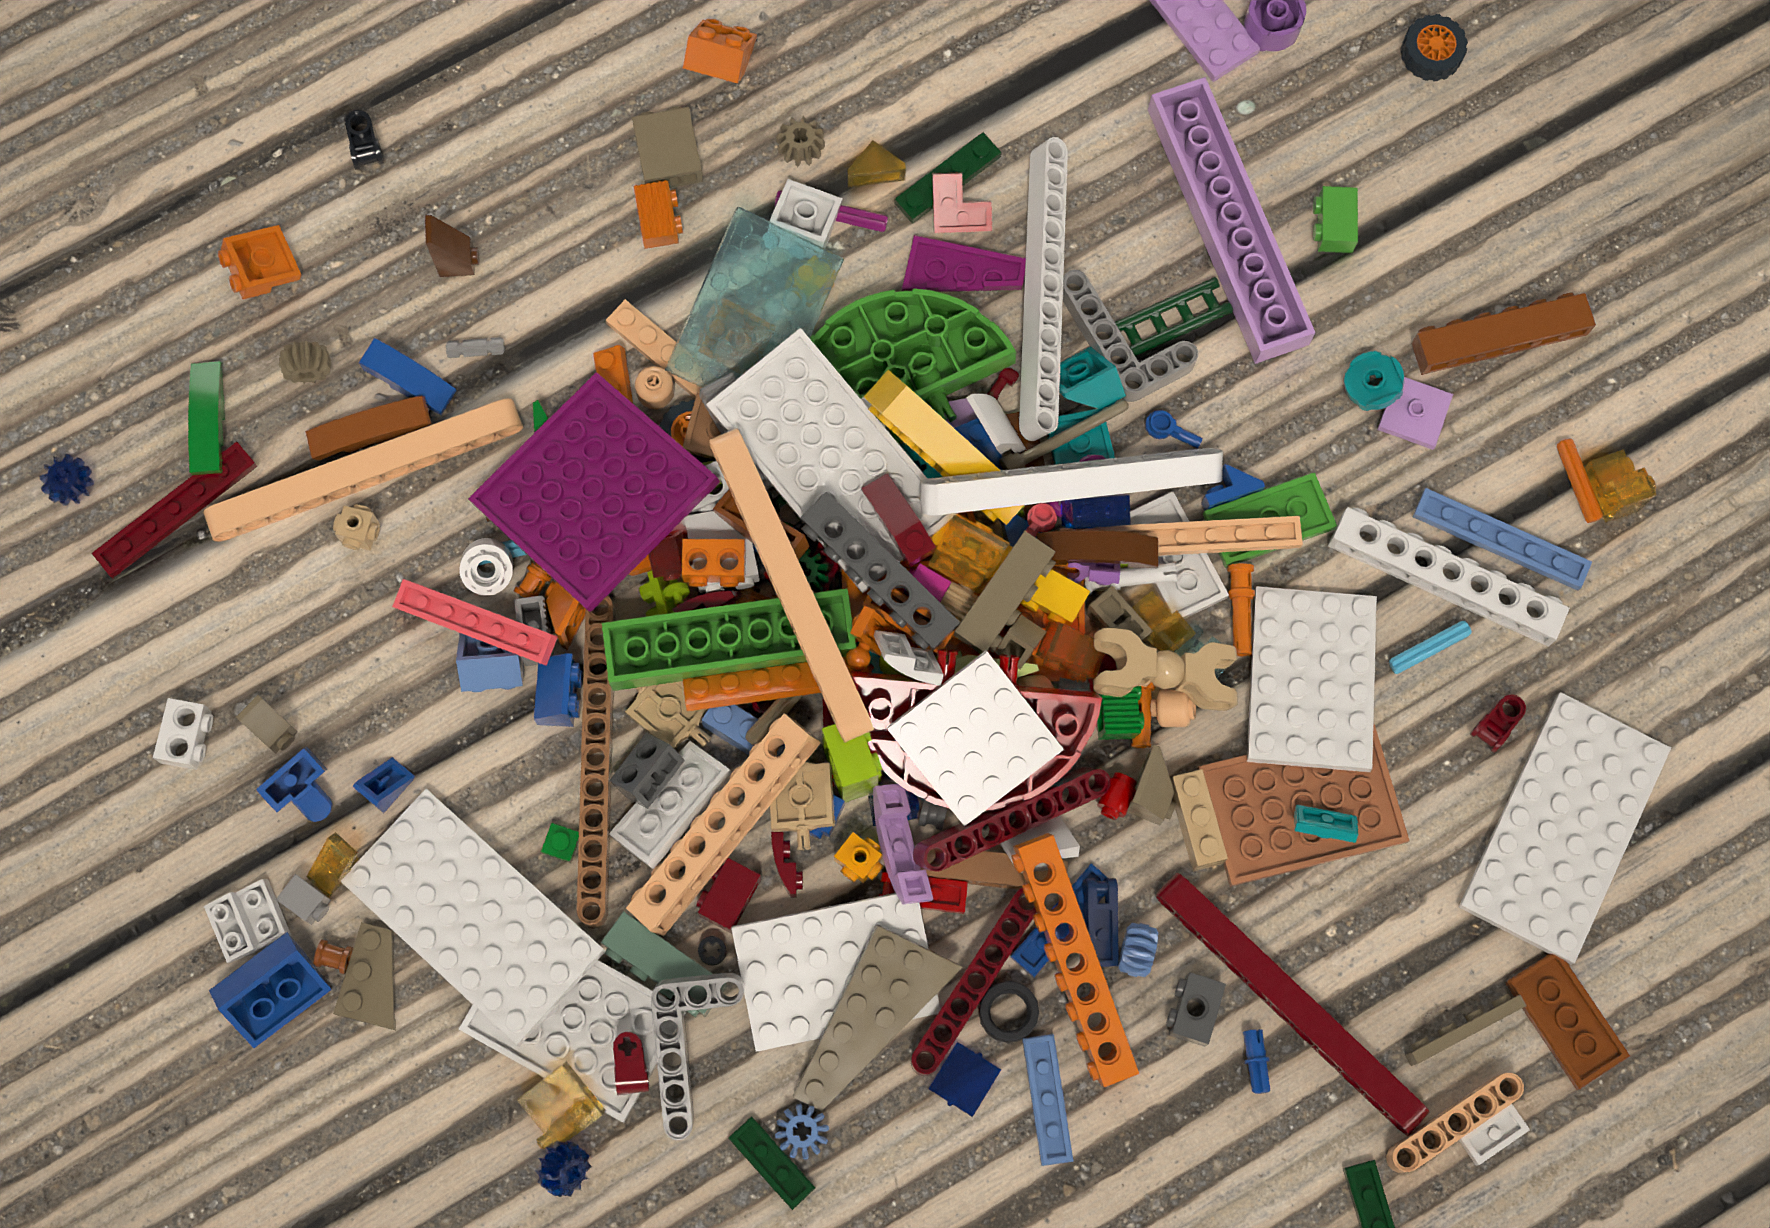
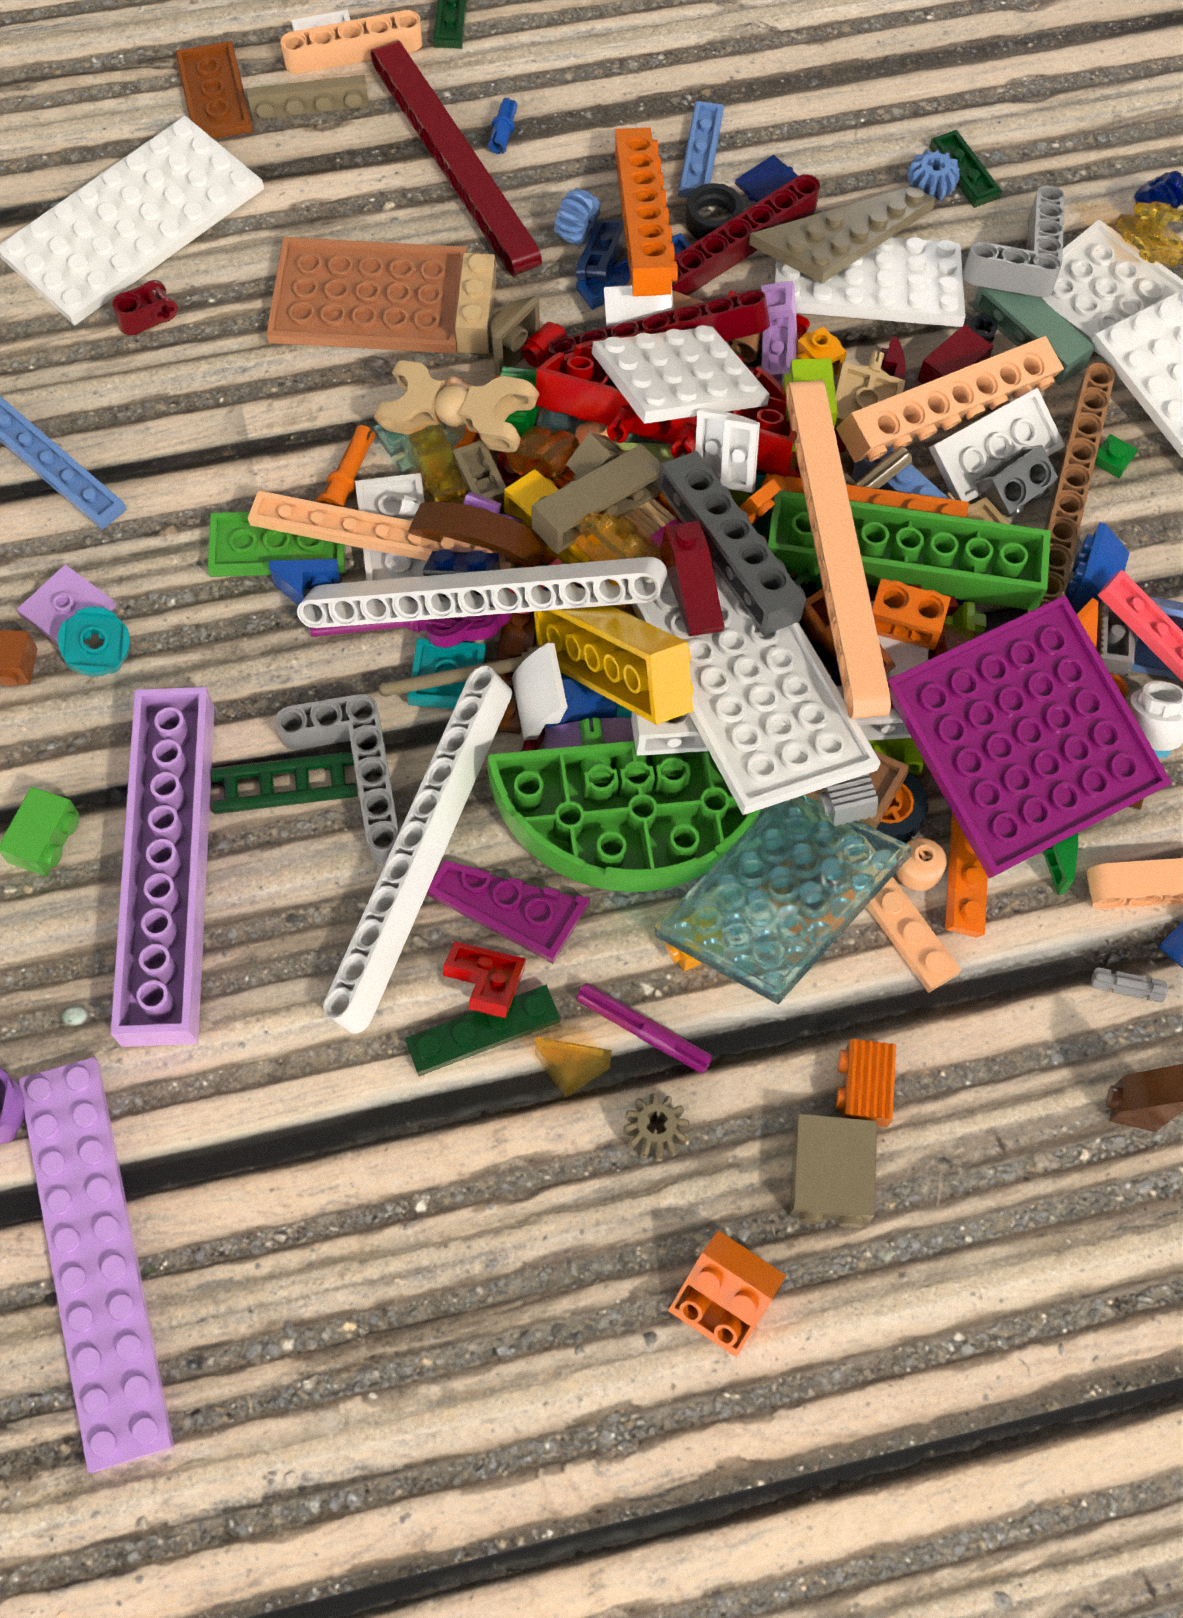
camera: 160 degrees left, 10 degrees down
(631, 1070) = (1085, 248): dark red piece -> none
(807, 212) = (684, 1013): white slope -> none
(1090, 379) = (412, 732): teal slope -> none
(1162, 425) = (348, 667): blue plate -> none
(1209, 996) = (541, 169): dark grey brick -> none
(1312, 679) = (306, 388): white plate -> none
(1326, 823) = (356, 257): teal plate -> none
(1430, 647) = (174, 390): medium azure axle -> none
(1457, 591) = (122, 440): white brick -> none

